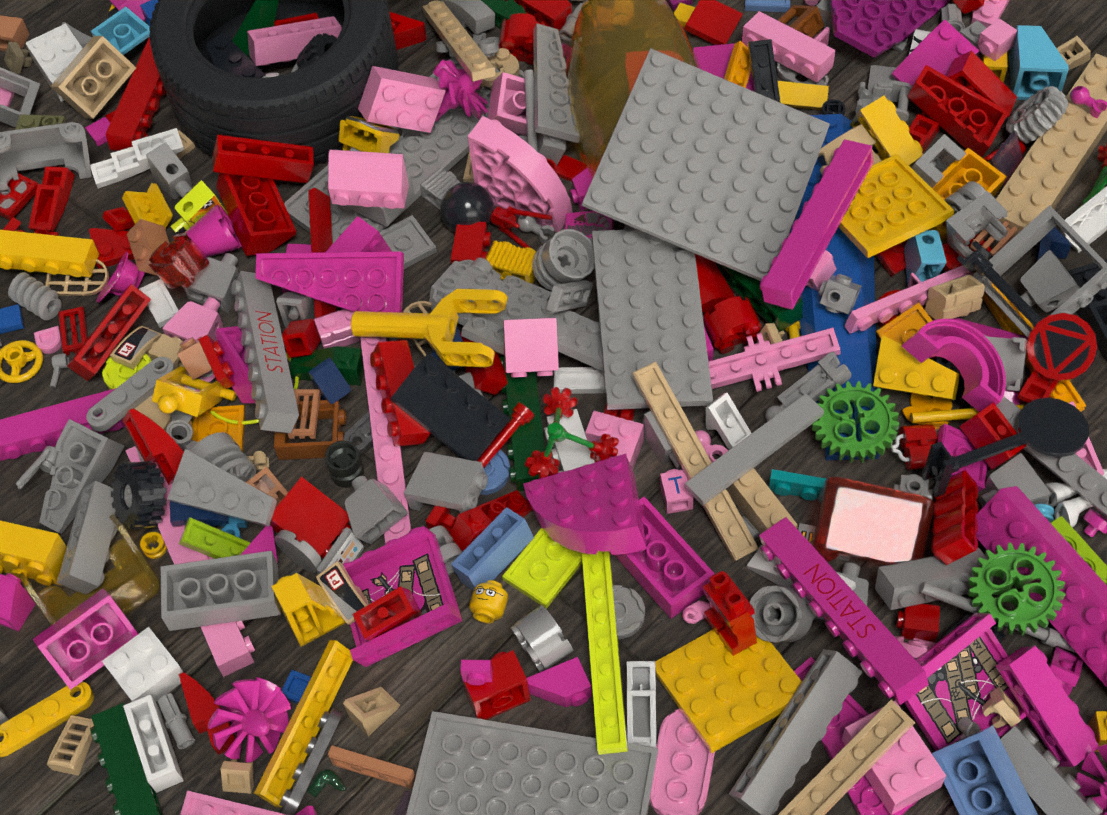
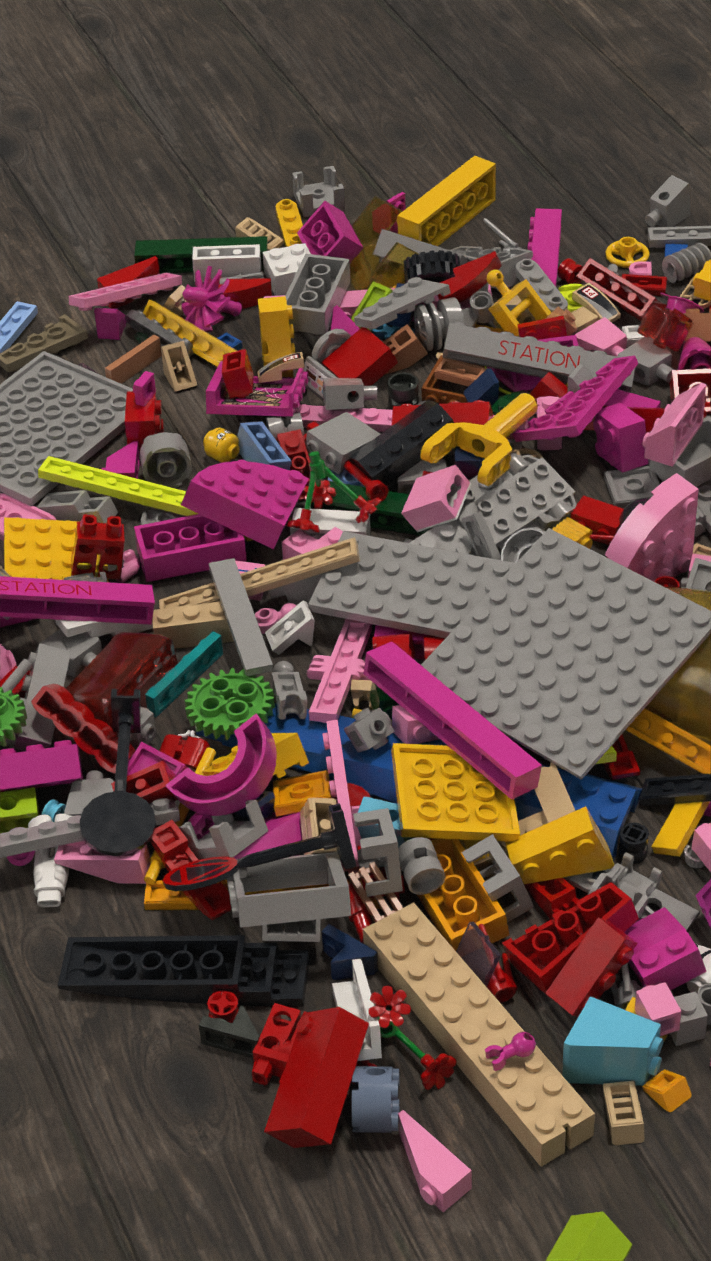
camera: 110 degrees right, 15 degrees down
(74, 390) = (569, 270): none -> red wheel
(1037, 114) = (523, 1004): light grey gear -> none

